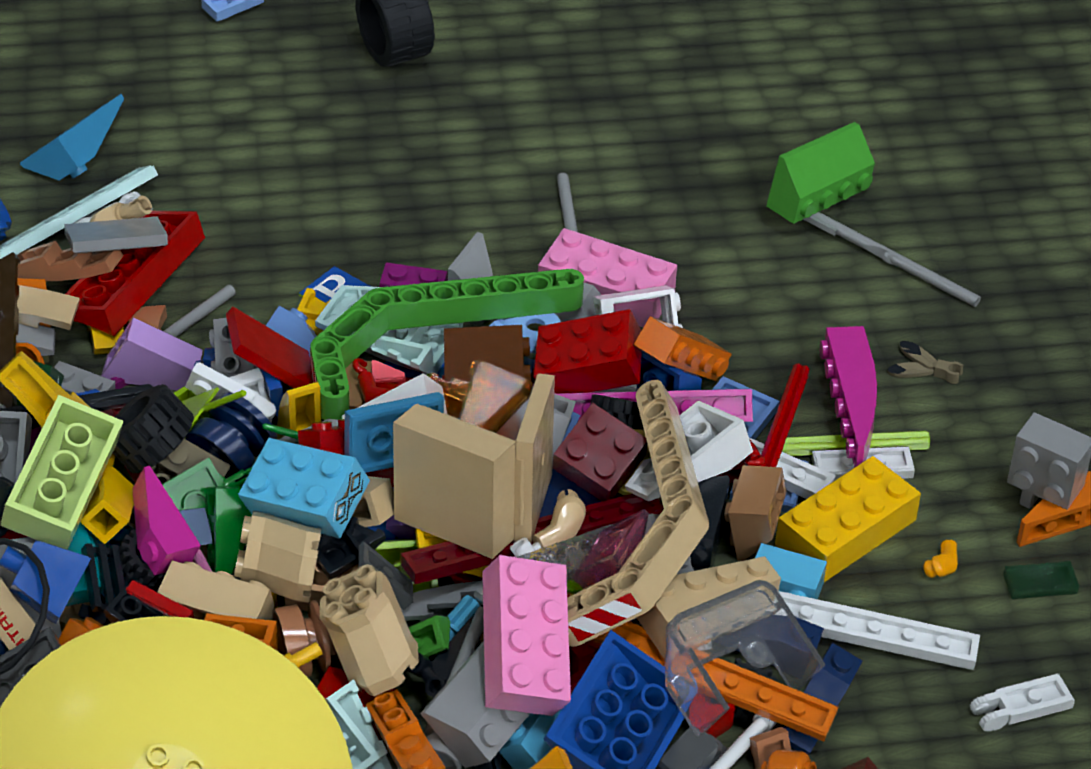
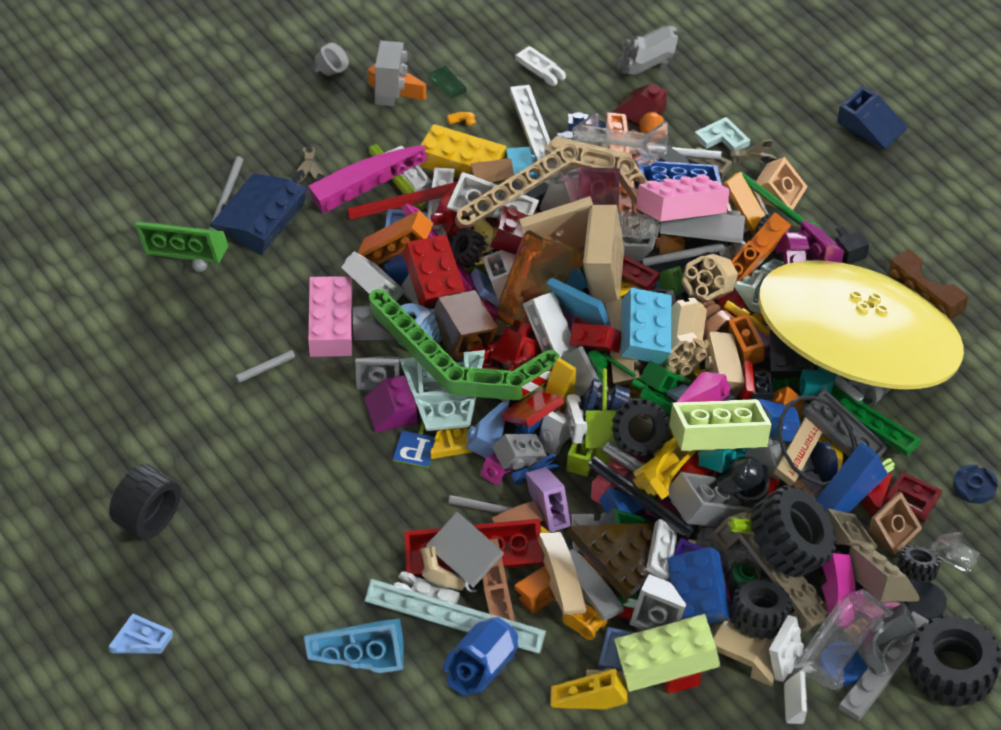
camera: 115 degrees left, 5 degrees up
(387, 374) = (500, 362): coral slope -> none
(846, 275) = (260, 211): none -> dark blue slope

